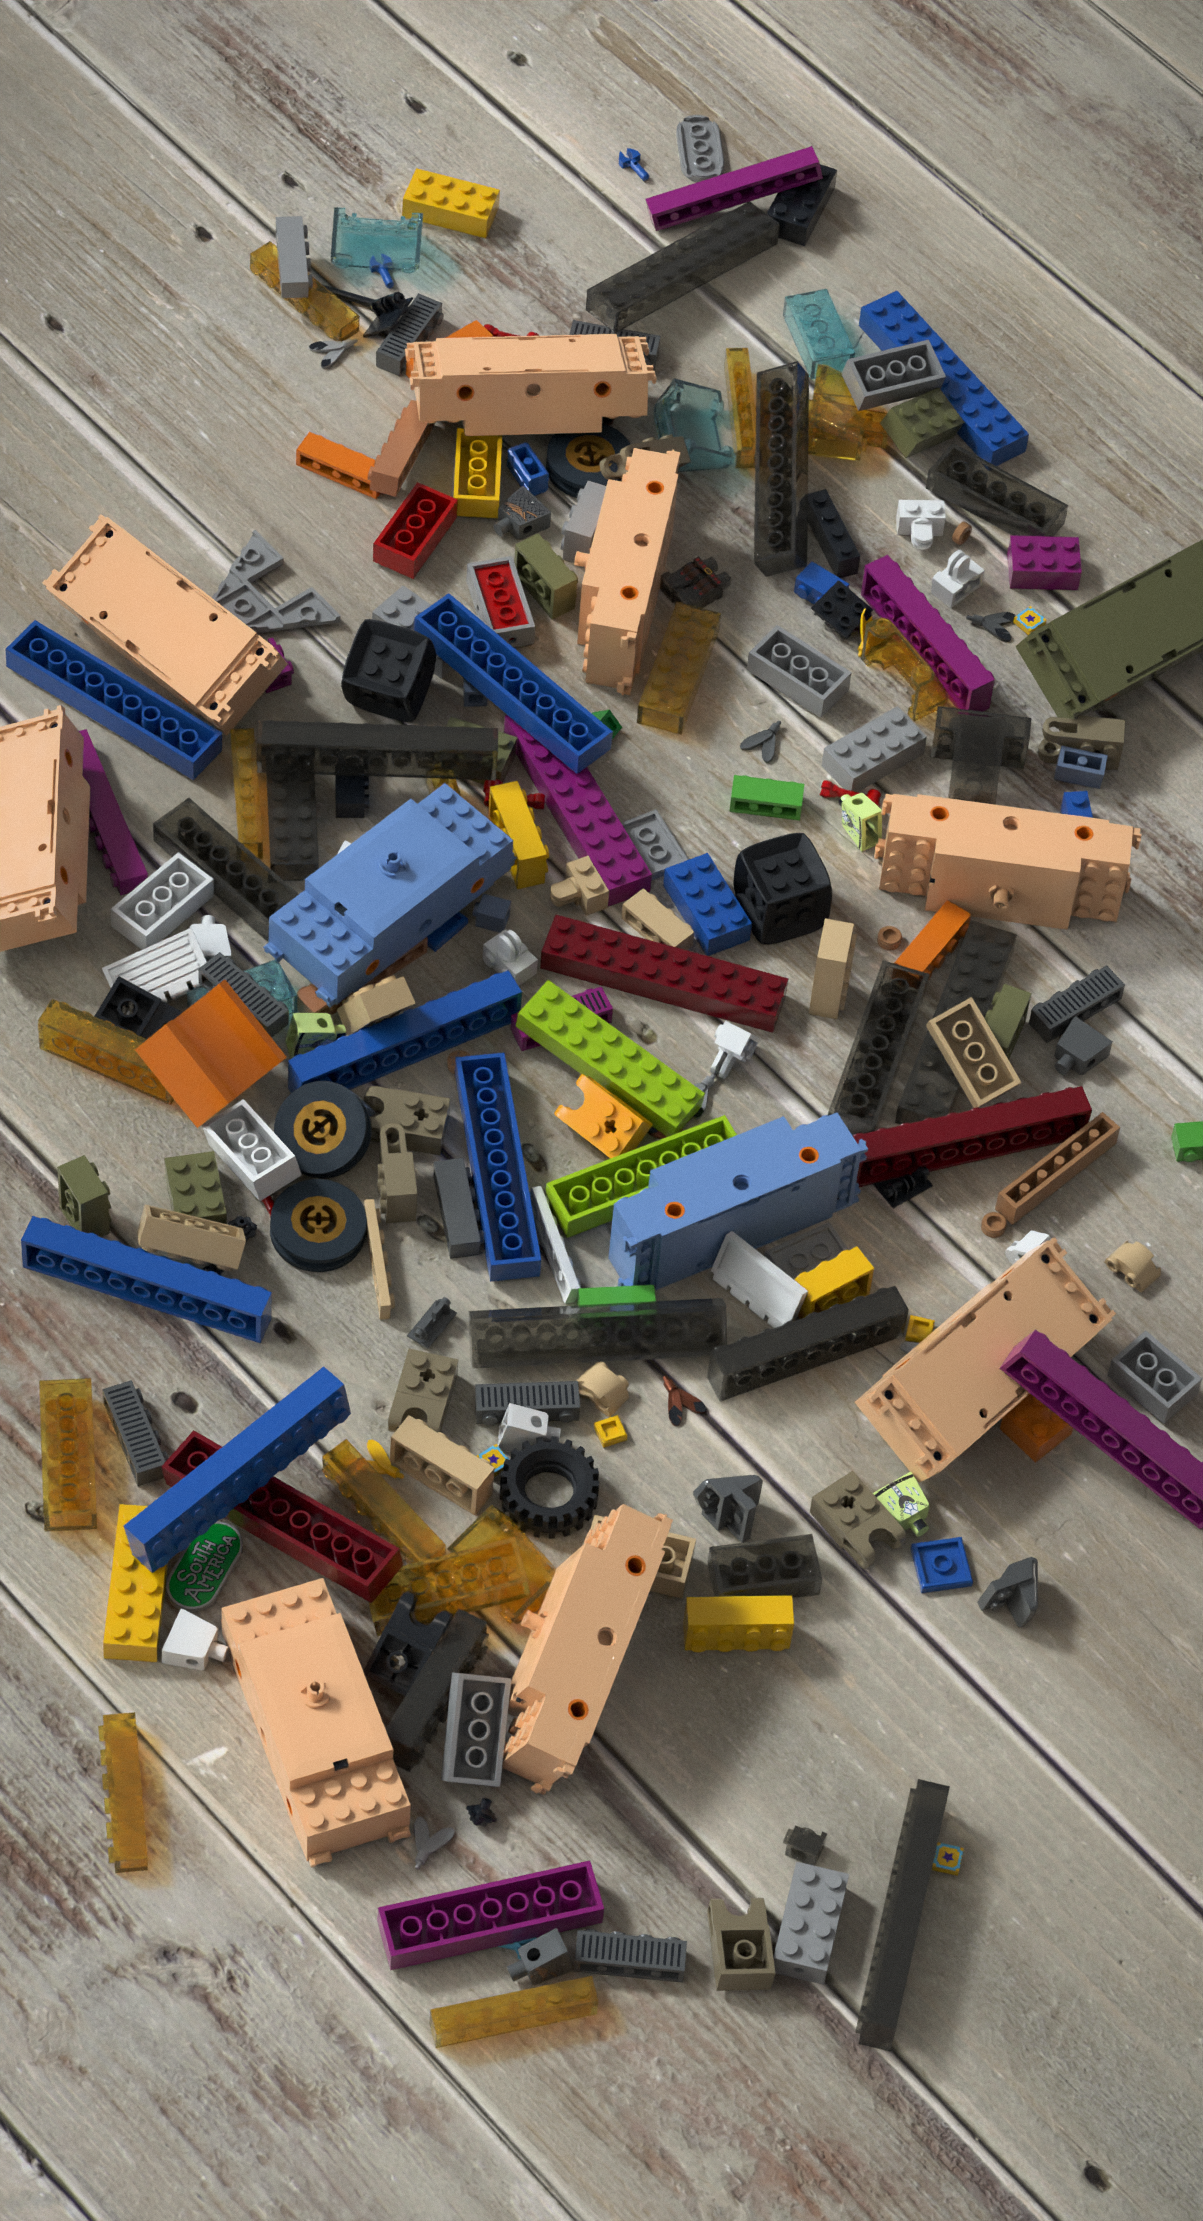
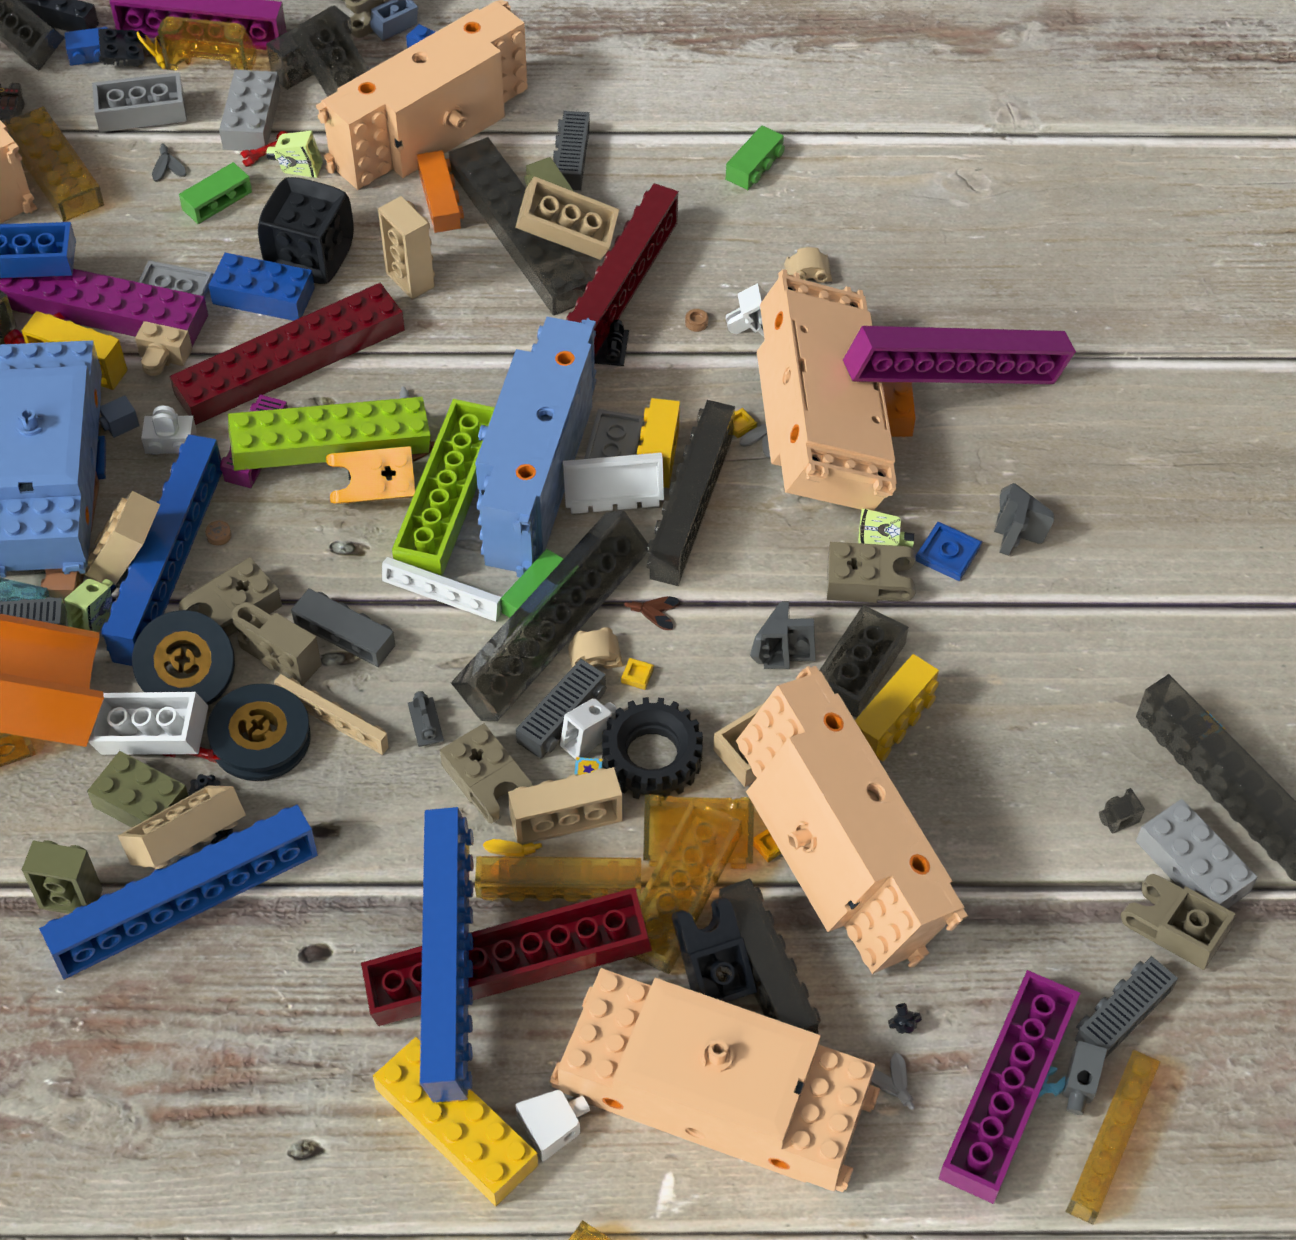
camera: 45 degrees left, 0 degrees up
(68, 1455) = (282, 1081): clear yellow brick -> none
(135, 1432) = (310, 1012): dark grey brick -> none
(205, 1568) = (494, 1064): tile -> none
(476, 1729) = (838, 962): light grey brick -> none
(497, 1167) = (339, 571): blue brick -> none
(656, 922) = (235, 327): tan brick -> none
(732, 1044) = (397, 350): white brick -> none
(879, 1047) = (489, 276): clear smoke brick -> none
(1057, 1168) = (694, 250): medium nougat brick -> none
(1081, 1048) = (607, 172): dark grey torso -> none
(1154, 1377) = (916, 308): light grey brick -> none

